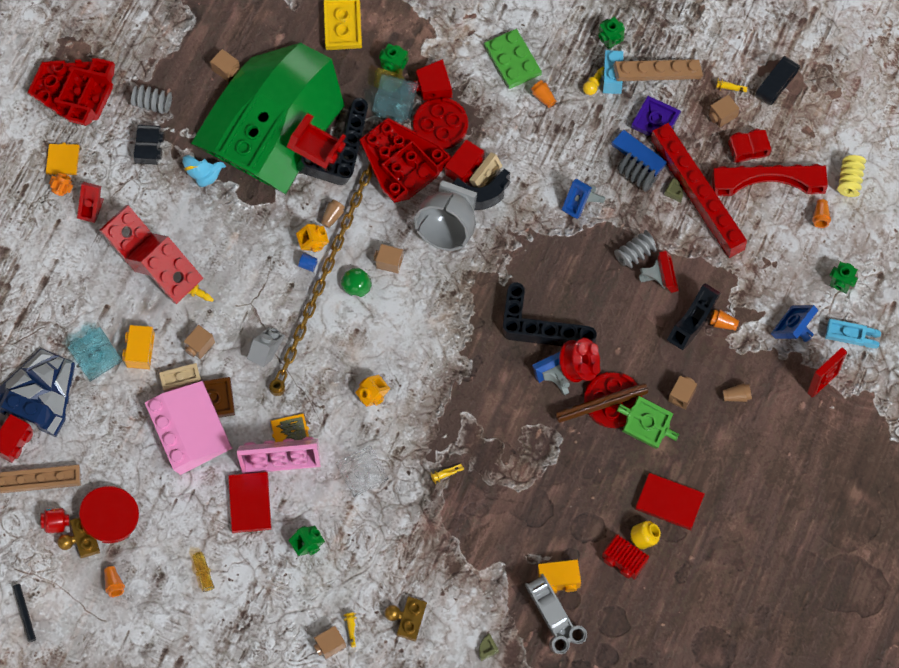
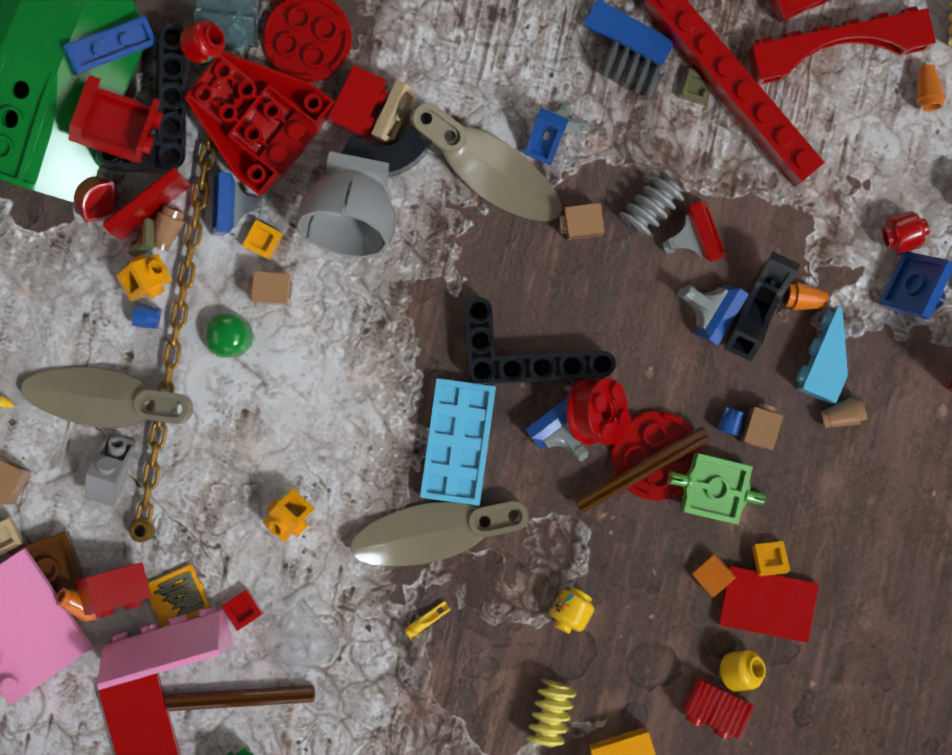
camera: 10 degrees left, 20 degrees up
(230, 421) = (71, 602): none -> orange cone
(253, 413) = (114, 589): none -> red brick
(271, 304) = (102, 398): none -> dark tan plant
(292, 190) = (96, 199): none -> red hat
(317, 218) = (144, 240): none -> olive tile
(318, 498) = (240, 698): none -> reddish brown axle
(320, 196) = (146, 204): none -> red tile
(321, 102) = (109, 45): none -> blue tile
(330, 446) = (242, 609): none -> red tile
(375, 206) = (231, 204): none -> blue piece
(377, 109) = (202, 41): none -> red head
(389, 231) = (262, 239): none -> light orange tile
(463, 420) = (433, 532): none -> dark tan plant
(488, 368) = (458, 441): none -> medium azure plate
(515, 540) = (552, 714): none -> light yellow piece
(538, 211) = (490, 166): none -> dark tan plant
(542, 480) = (572, 610): none -> yellow head
(590, 253) = (582, 221): none -> medium nougat brick
(637, 476) = (714, 575): none -> orange tile
(663, 316) = (713, 310): none -> piece
(664, 386) = (732, 422): none -> blue hose
(676, 472) = (771, 558): none -> light orange tile
(729, 366) = (828, 361): none -> medium azure slope
(792, 292) = (905, 232): none -> red head

